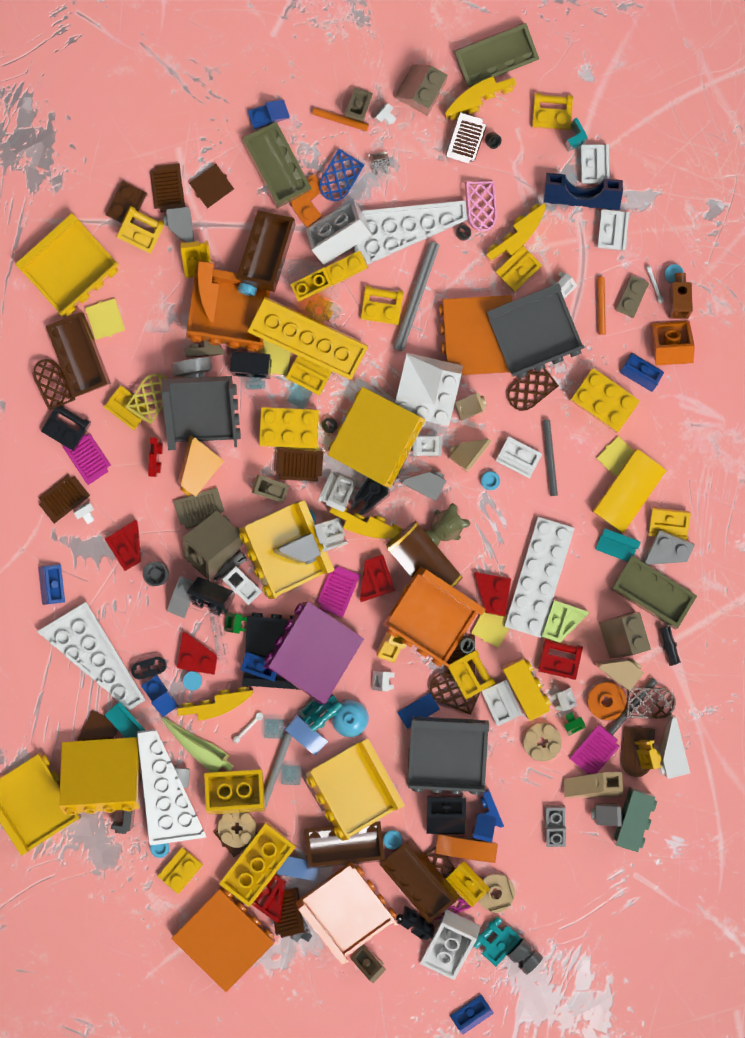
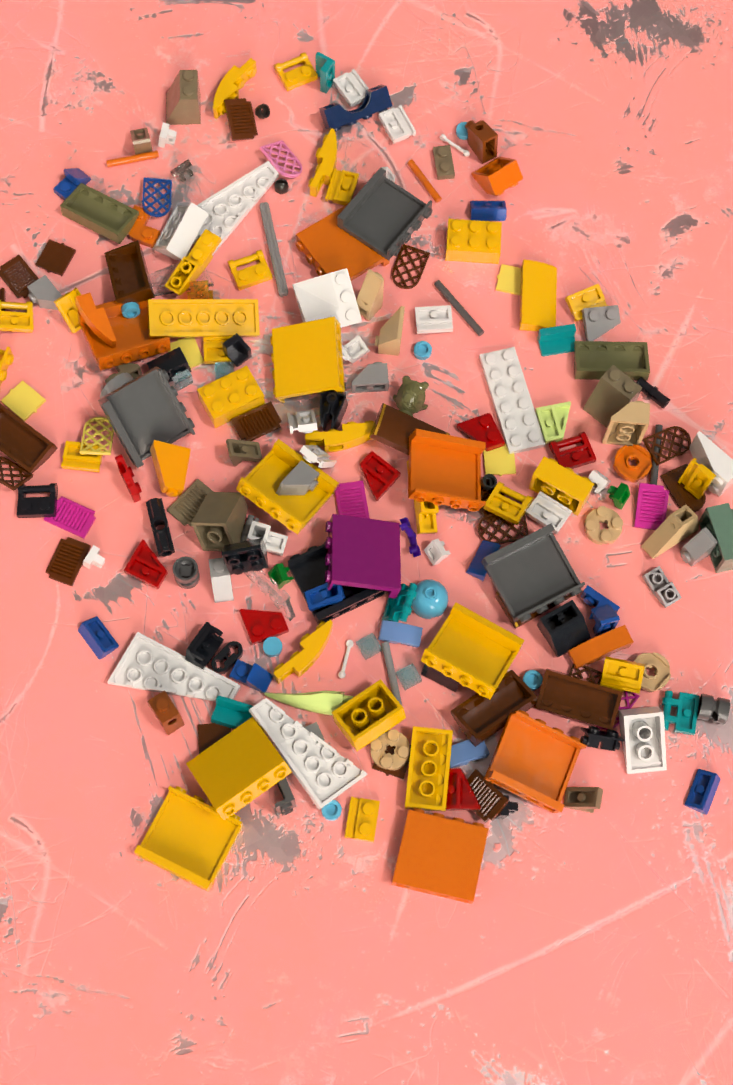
camera: 30 degrees left, 20 degrees down
(70, 686) = (165, 712): none -> dark orange torso
(134, 649) = (204, 646): none -> black hinge
(153, 529) = (158, 517): none -> black piece
(319, 388) = (236, 350): none -> black panel
(325, 427) = (261, 381): pearl dark grey hinge -> none
(365, 665) = (413, 548): none -> dark purple arm
(496, 54) = (229, 50): olive slope -> none

